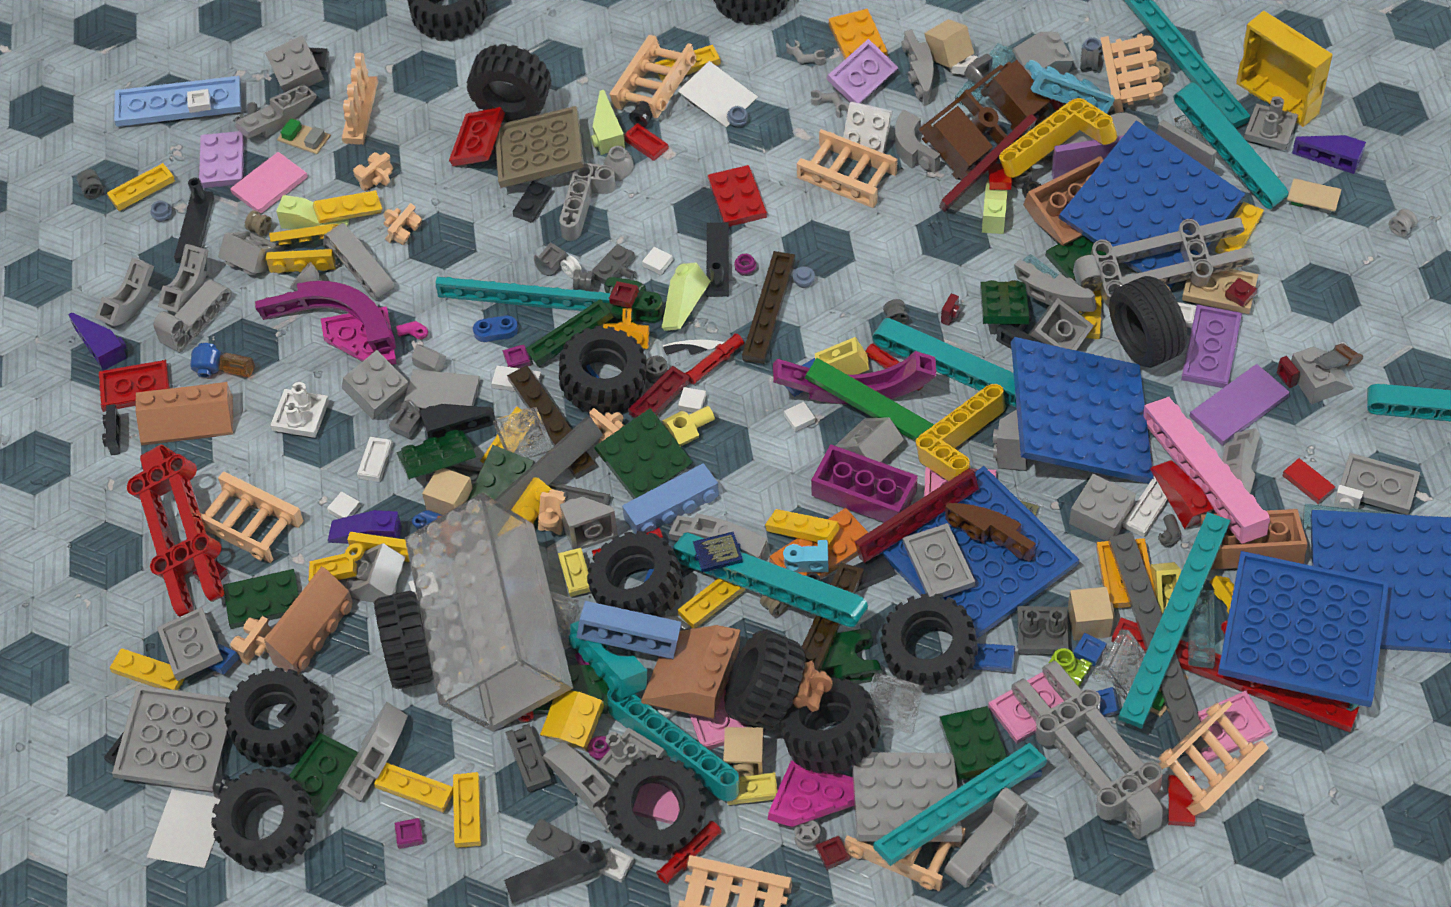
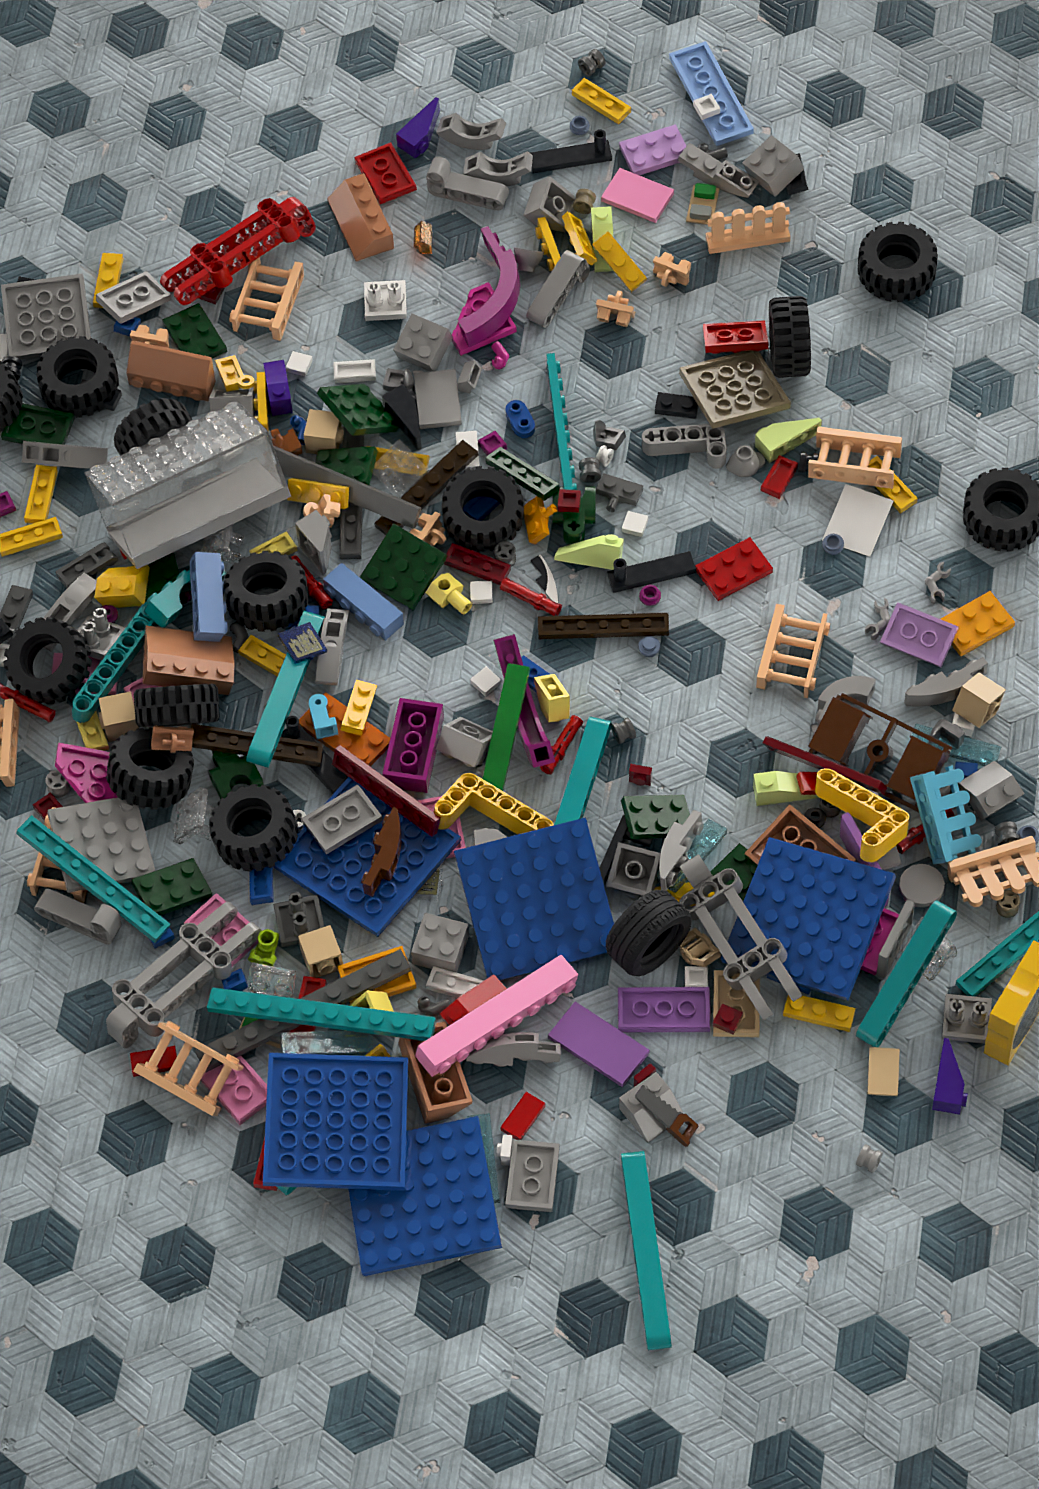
camera: 75 degrees right, 5 degrees up
(112, 423) = (331, 173): black plate -> none
(205, 360) = (421, 211): blue head -> none
(868, 126) = (844, 654): white plate -> none
(1089, 649) = (288, 959): blue plate -> none

